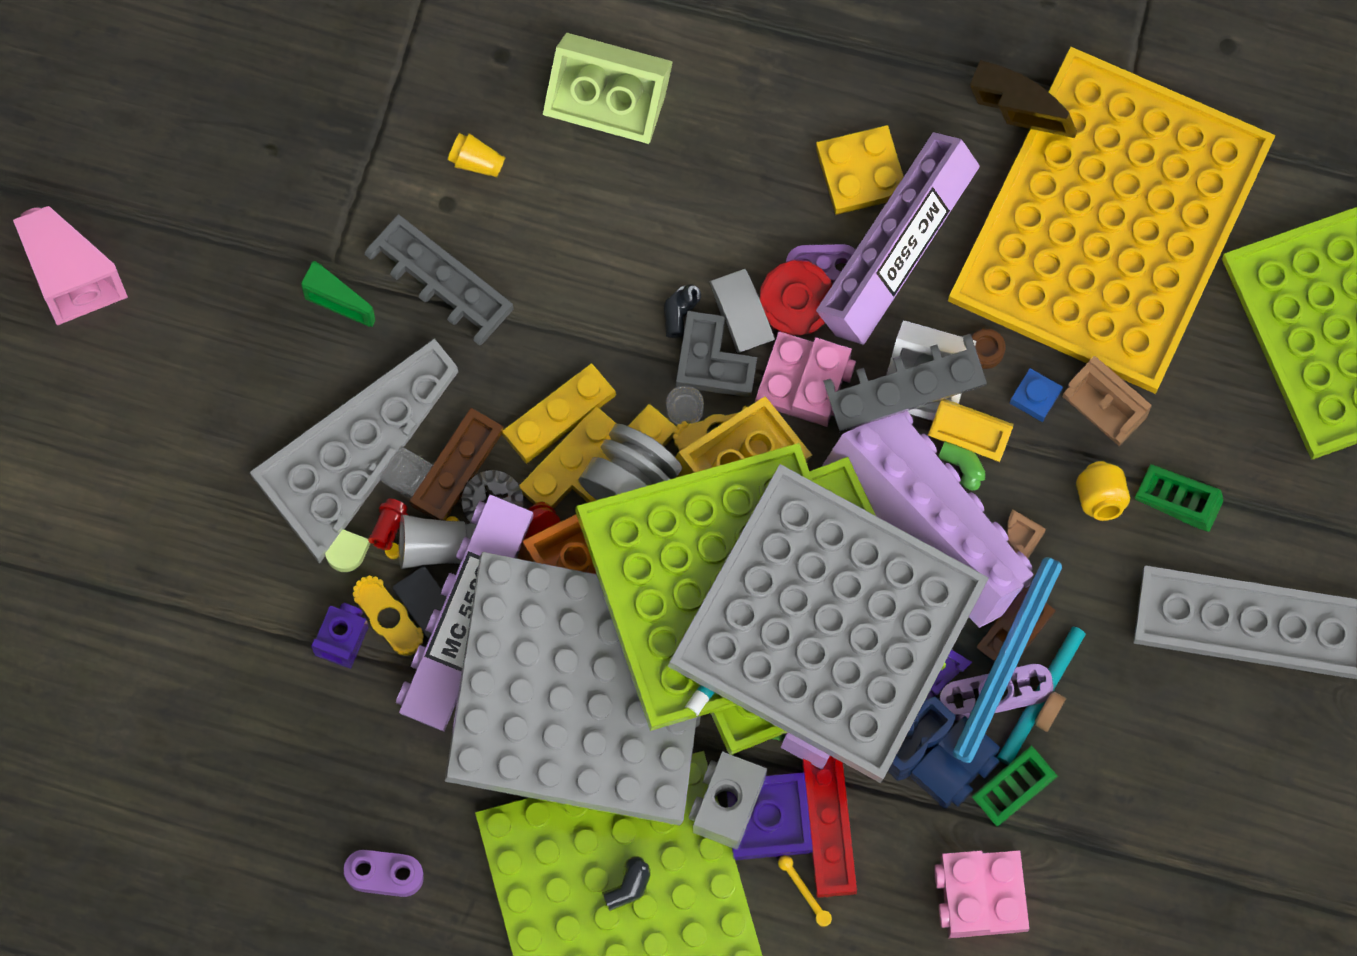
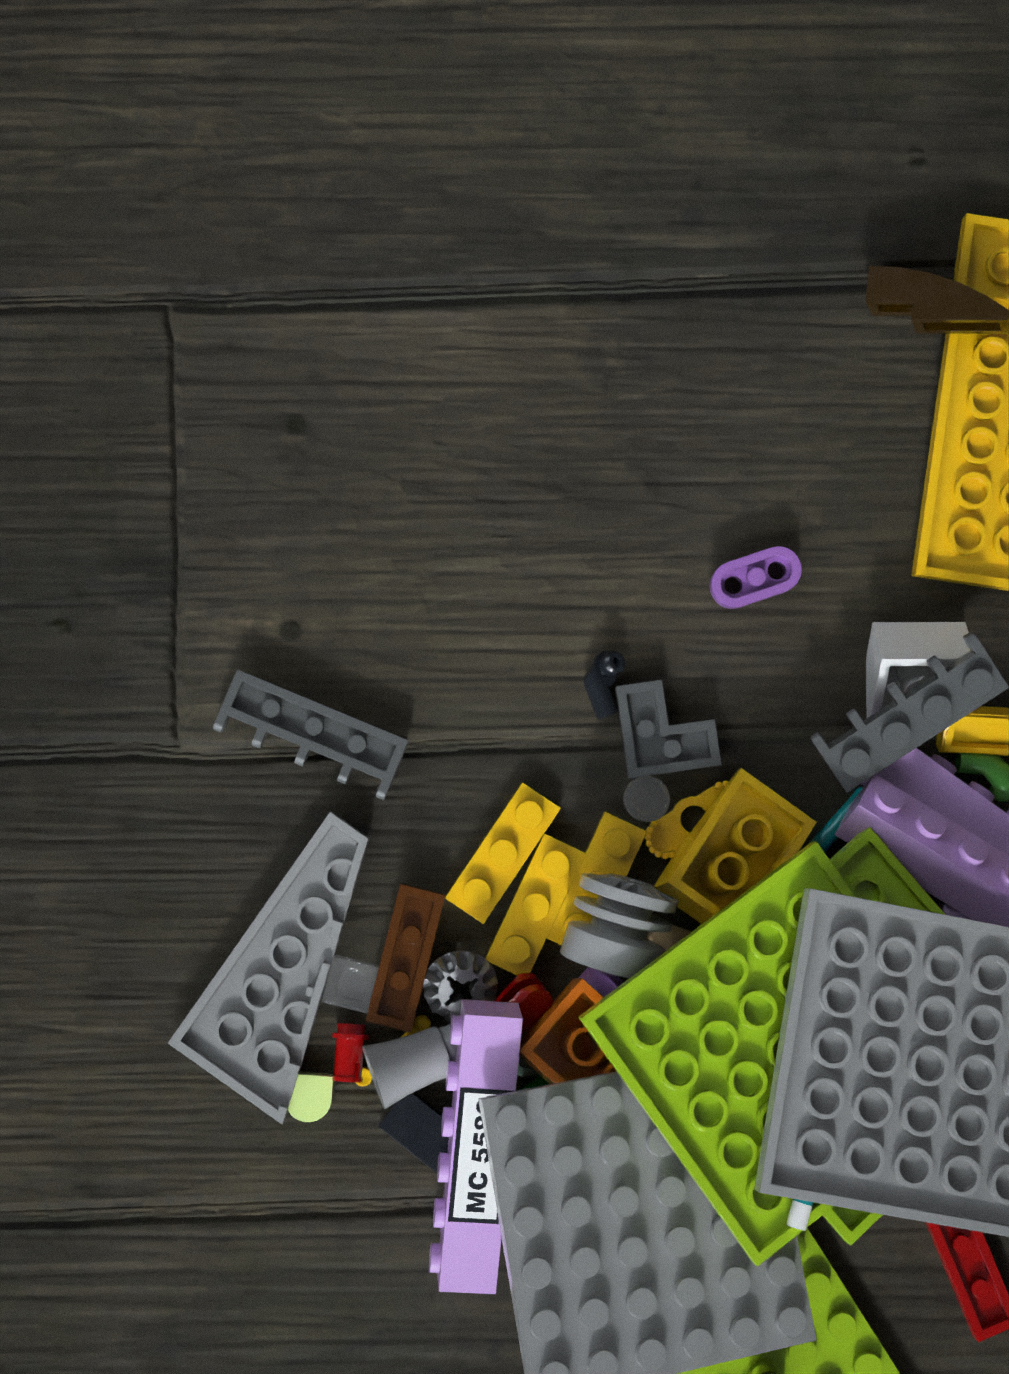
camera: 20 degrees left, 15 degrees up
(331, 293) = (183, 788): green slope -> none
(345, 647) = (338, 1225): dark purple brick -> none
(372, 599) = (411, 1176): yellow piece -> none
(475, 156) = (304, 565): yellow cone -> none
(607, 87) = (432, 431): yellowish green slope -> none
(722, 823) = (857, 1307): light grey brick -> none
(742, 310) = (678, 664): light grey slope -> none
(778, 820) = (895, 1269): dark purple plate -> none
(793, 295) = (738, 629): red tile -> none
(797, 374) = (772, 722): bright pink plate -> none
(823, 918) = (985, 1356): yellow hinge -> none
(860, 169) = (762, 441): yellow plate -> none
(898, 238) = (838, 520): lavender brick -> none
(989, 347) = (977, 614): reddish brown tile -> none

